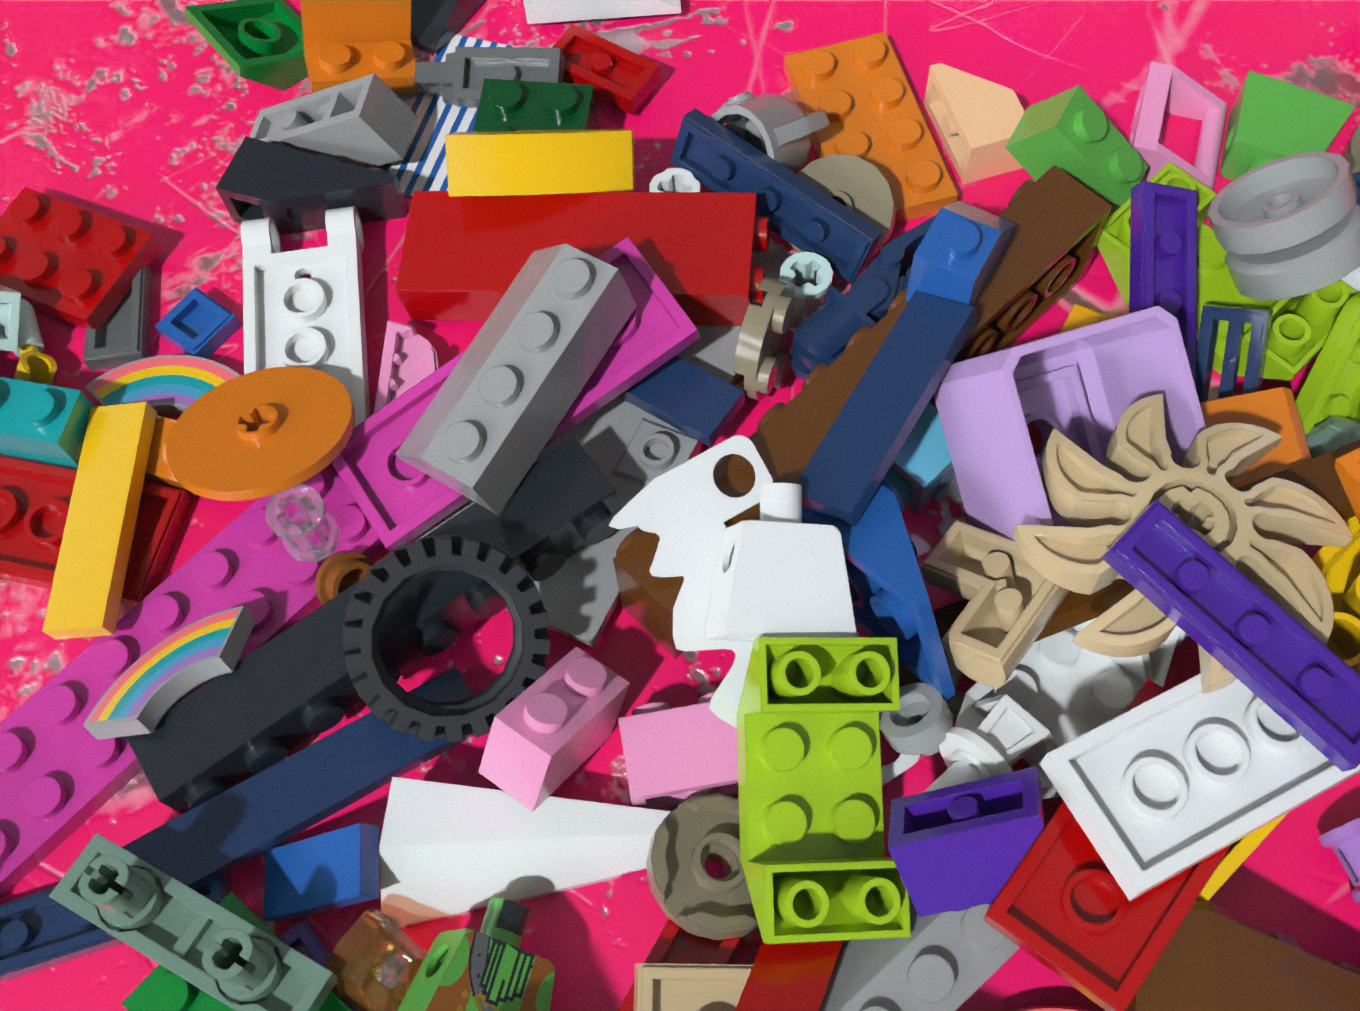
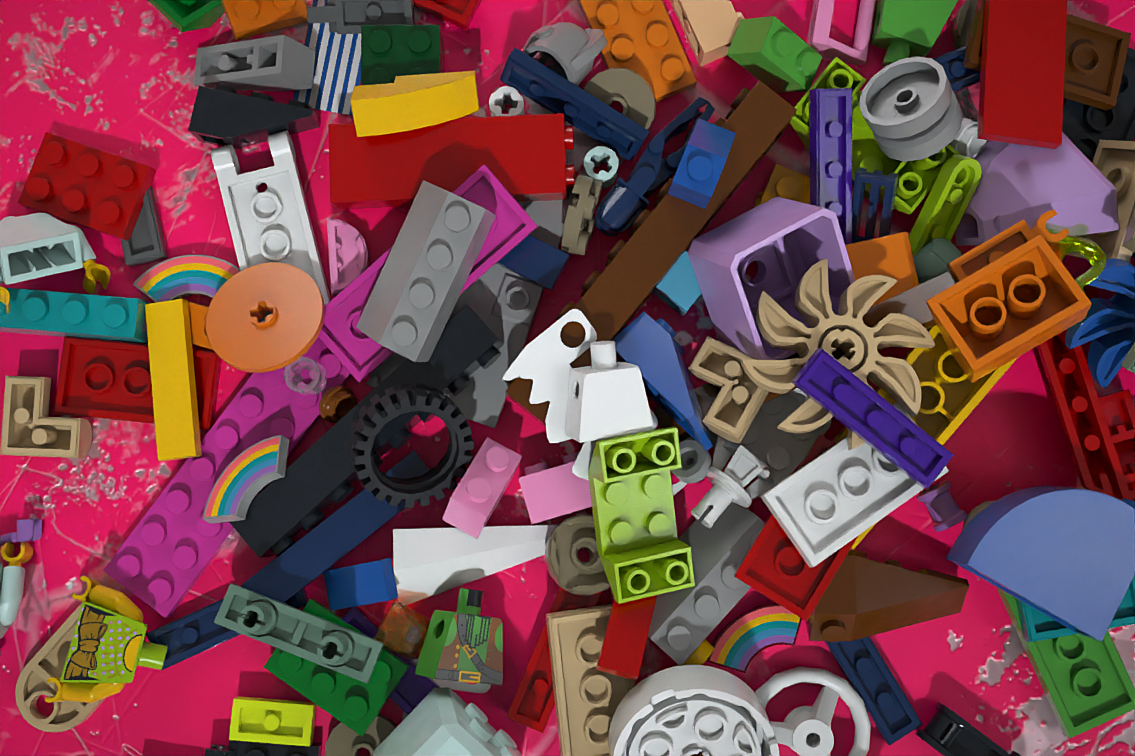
camera: 15 degrees left, 20 degrees up
(198, 325) = (196, 228): blue tile -> none
(885, 407) = (661, 275): dark blue tile -> none
(964, 839) = (721, 536): dark purple slope -> none

